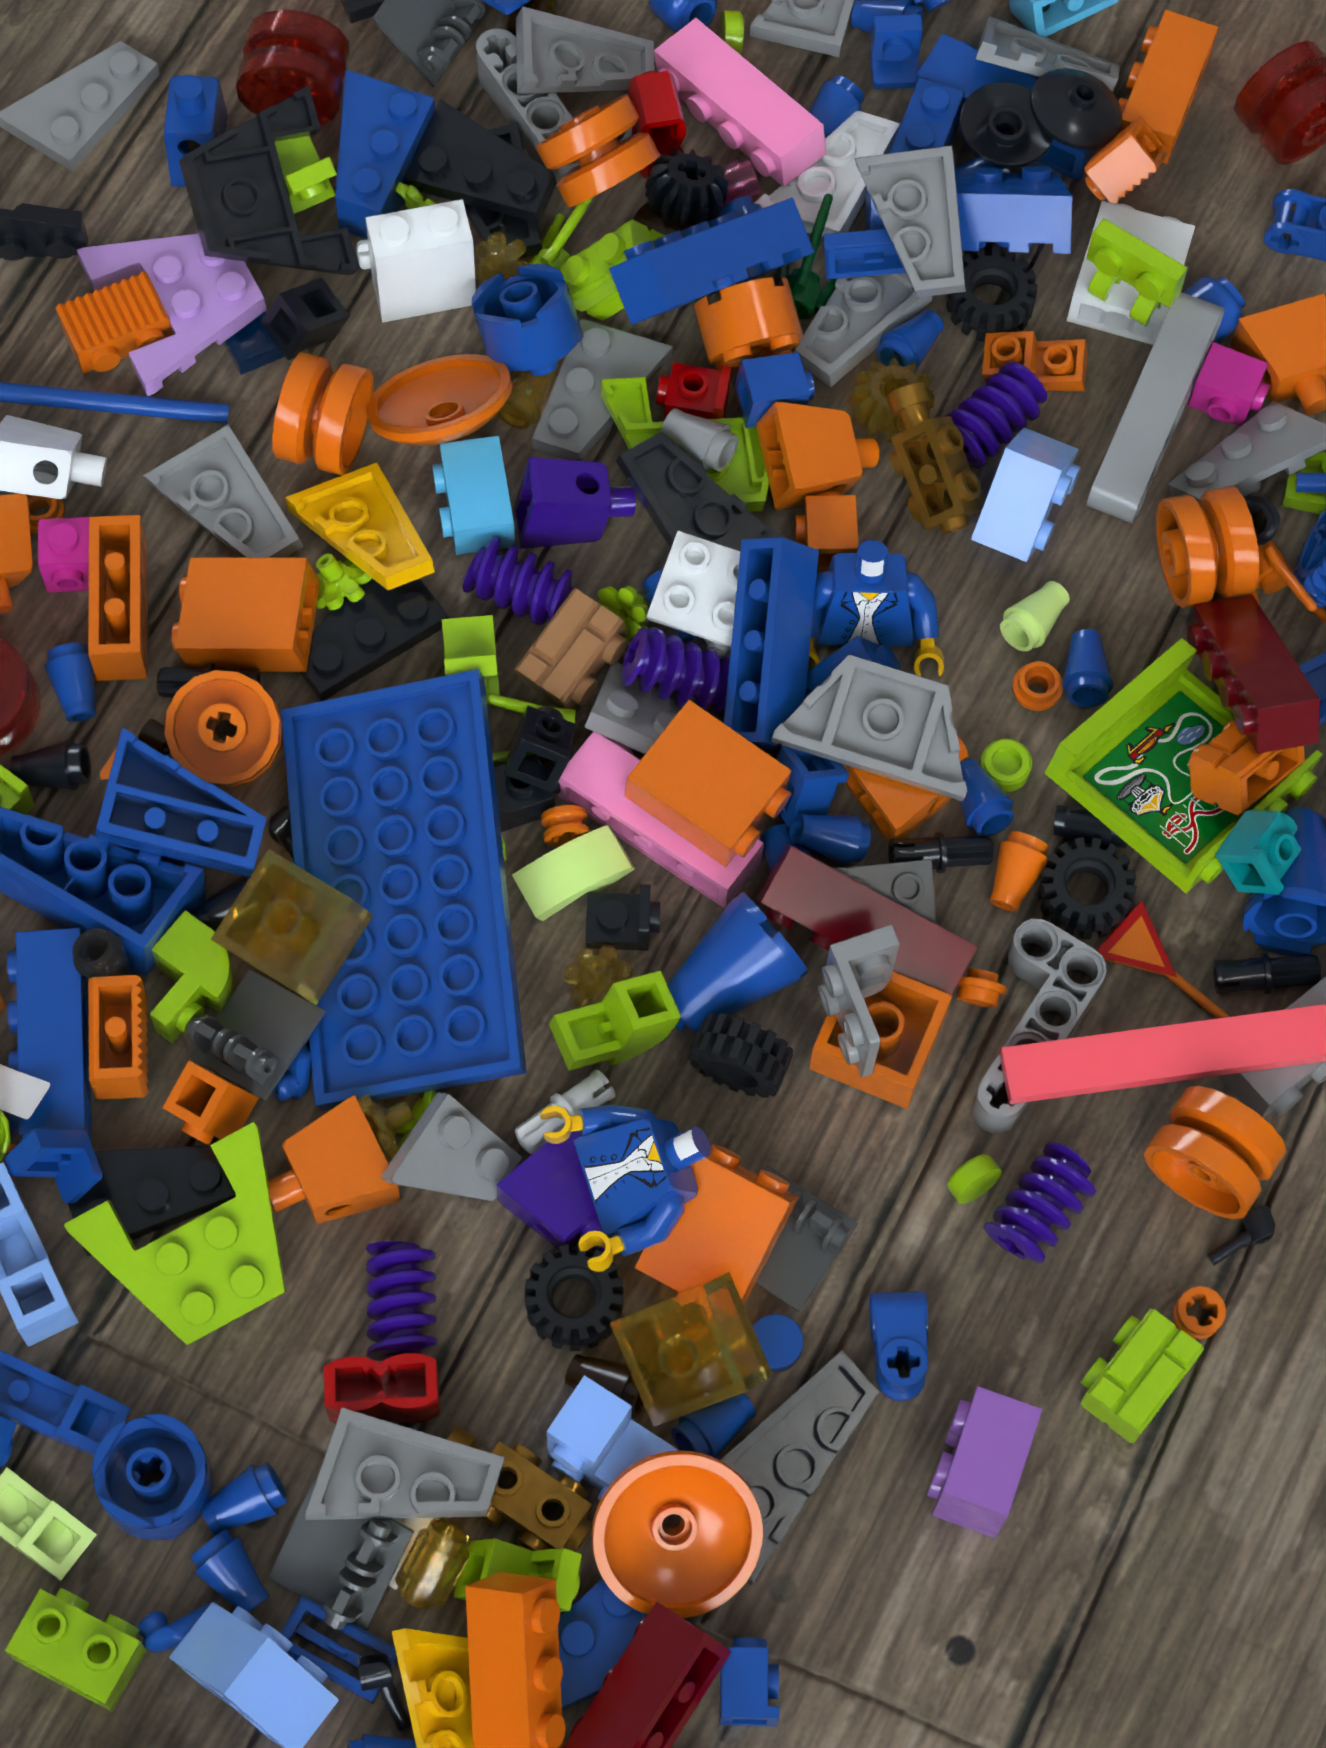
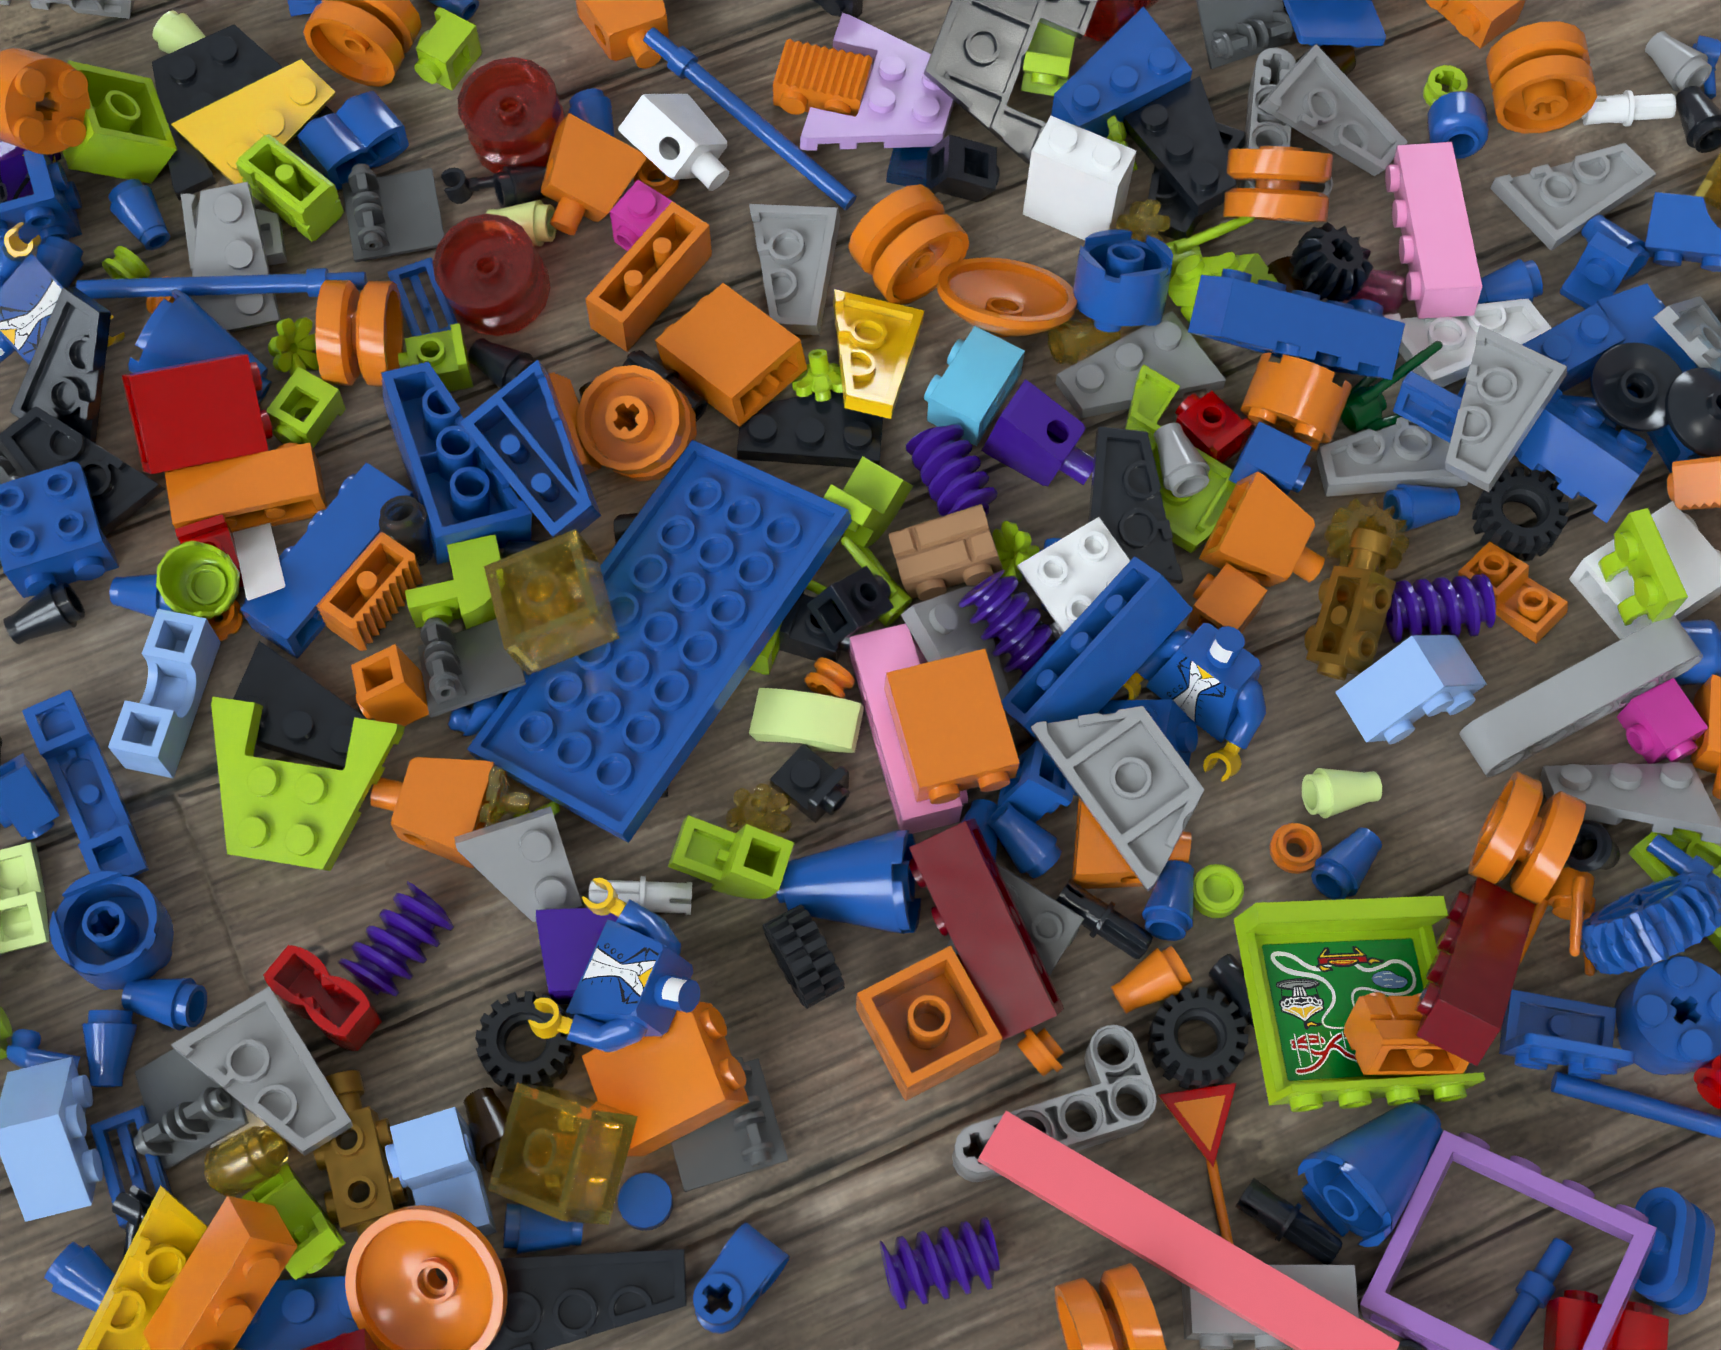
camera: 40 degrees right, 0 degrees up
(60, 1155) = (249, 639): blue bracket -> none
(73, 680) = (568, 316): blue cone -> none
(659, 112) = (1356, 192): red brick -> none
(732, 29) = (1476, 174): lime tile -> none
(852, 972) = (933, 953): light grey bracket -> none
(974, 1178) = (906, 1198): lime tile -> none
(1259, 851) = (1353, 1117): teal brick -> none

